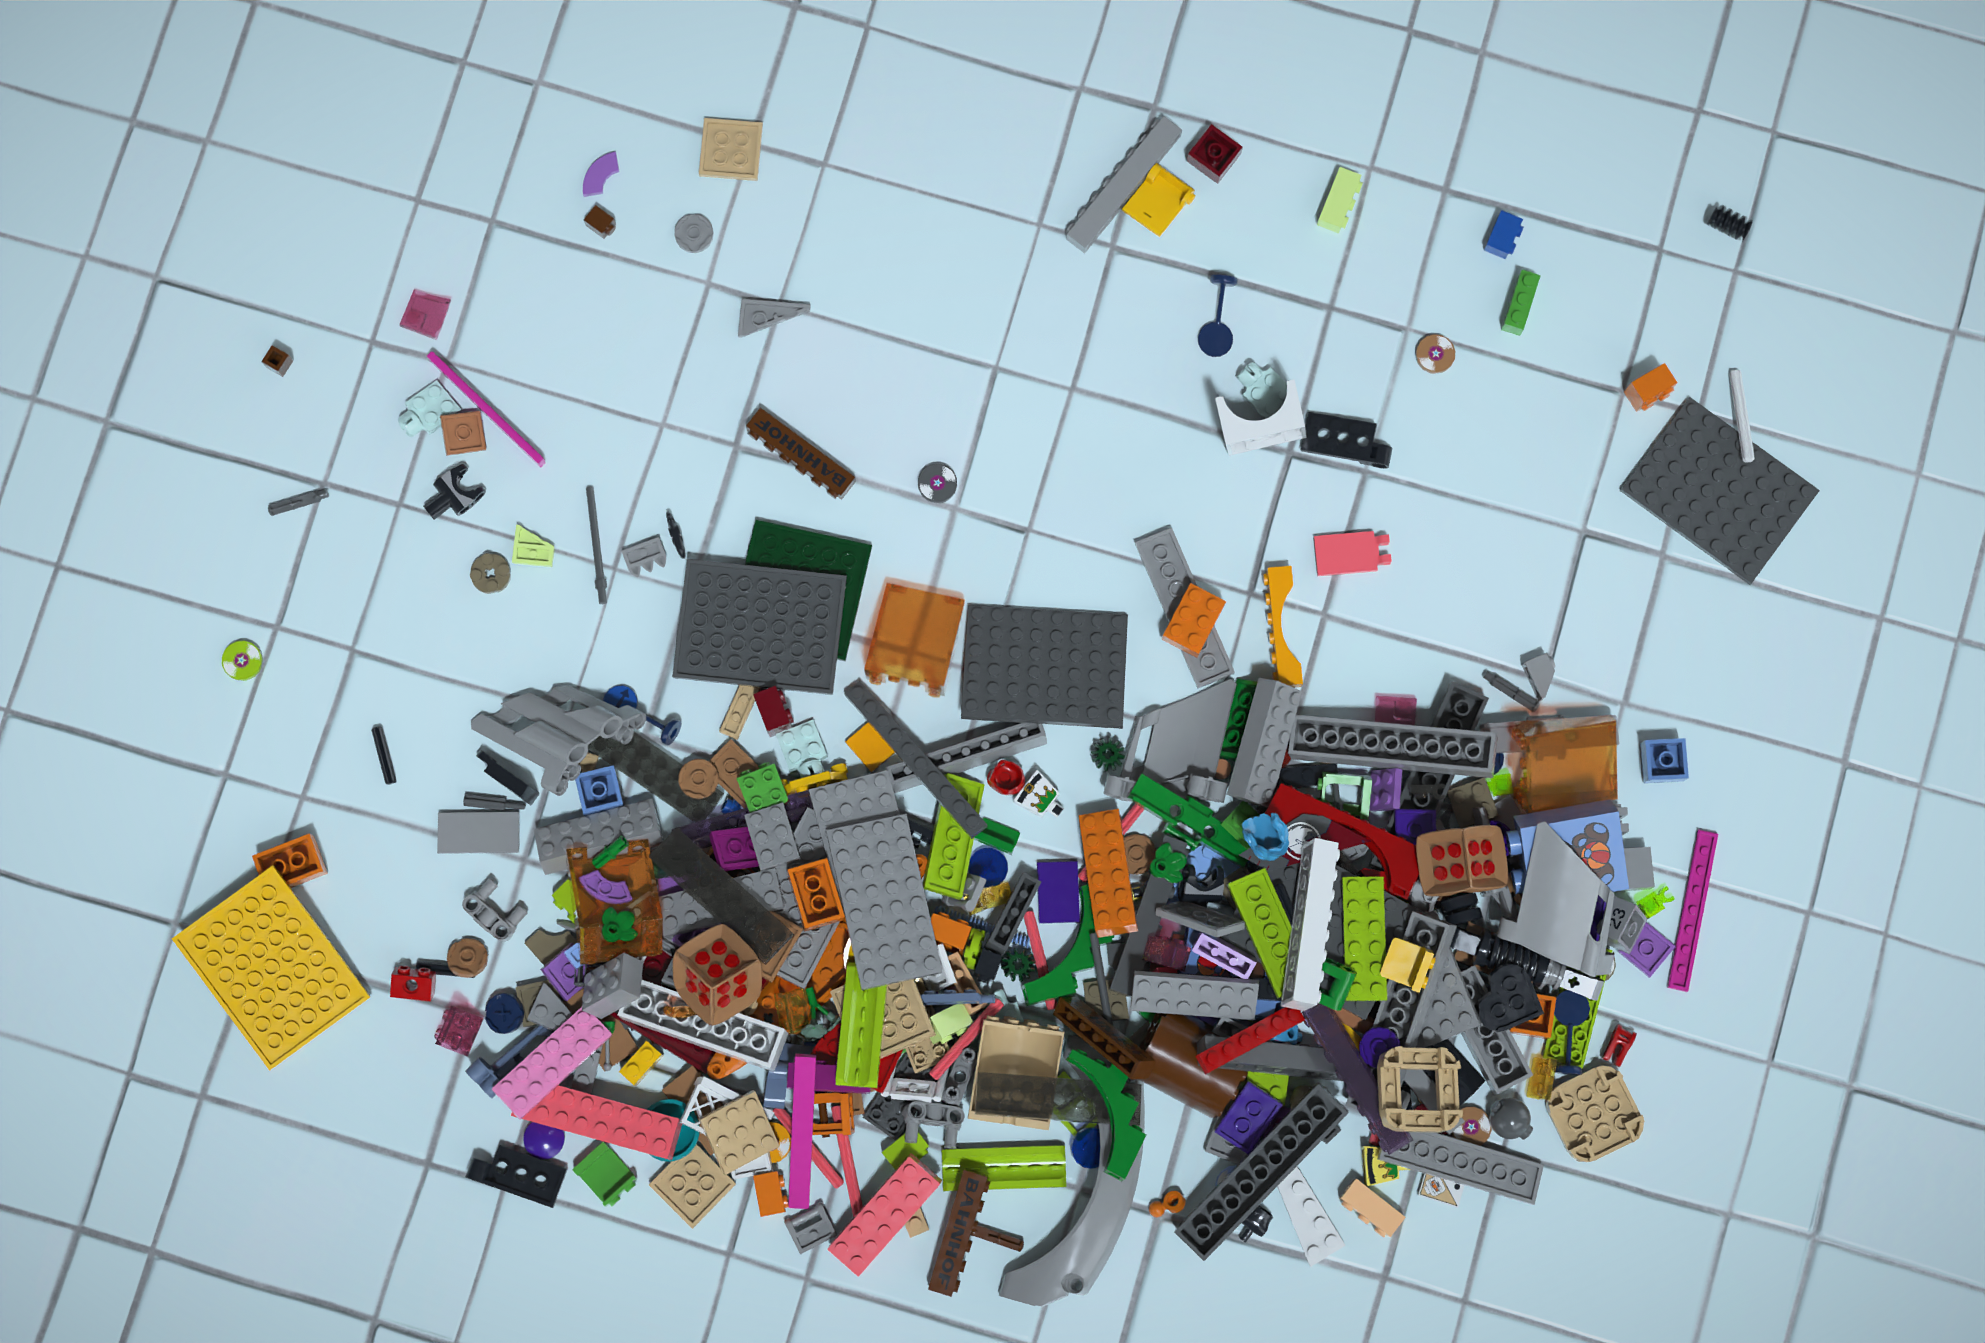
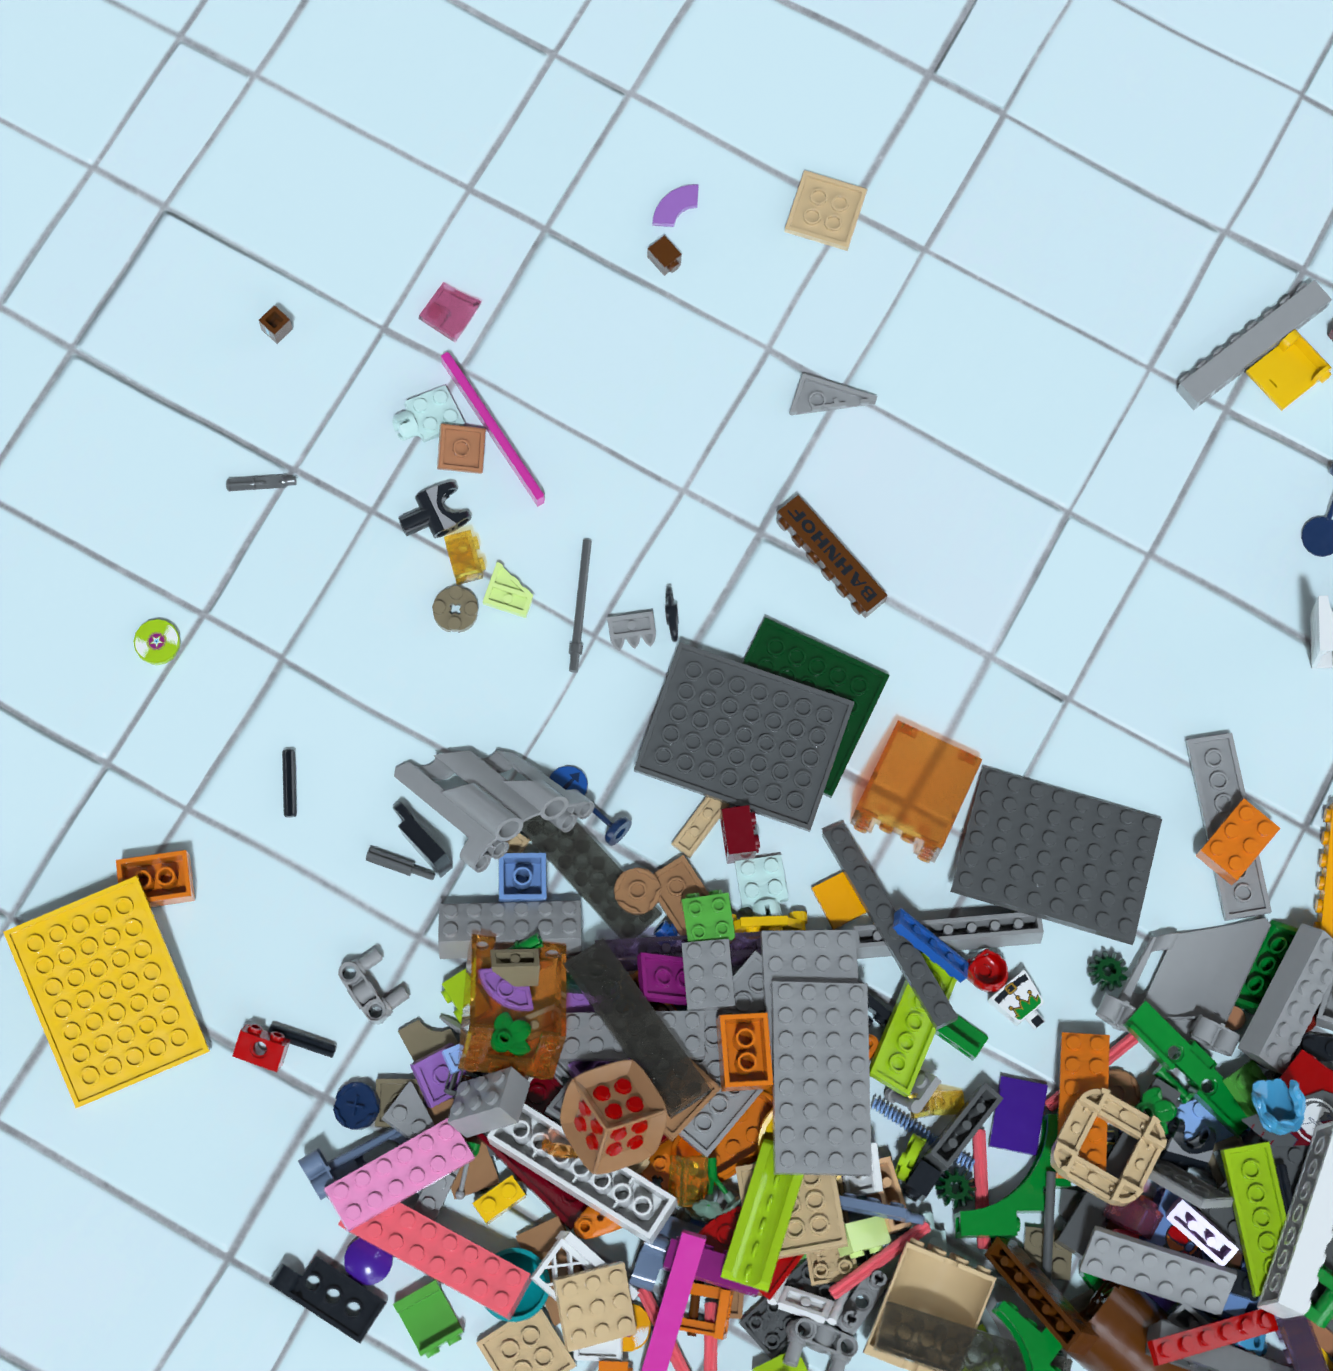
camera: 10 degrees right, 5 degrees down
(458, 1030) = (300, 1113): clear pink plate -> none
(467, 958) = (329, 1032): medium nougat tile -> none
(478, 832) = (375, 894): light grey tile -> none
(486, 527) = (464, 558): none -> clear yellow brick
(609, 867) = (516, 966): none -> dark tan slope
(694, 233) = (764, 291): light grey tile -> none
(937, 483) = (977, 624): dark grey tile -> none
(950, 933) = (888, 1132): orange brick -> none
(952, 768) = (930, 945): none -> blue plate
(989, 865) = (947, 1065): clear blue tile -> none
(1141, 875) = (1122, 1116): none -> tan plate

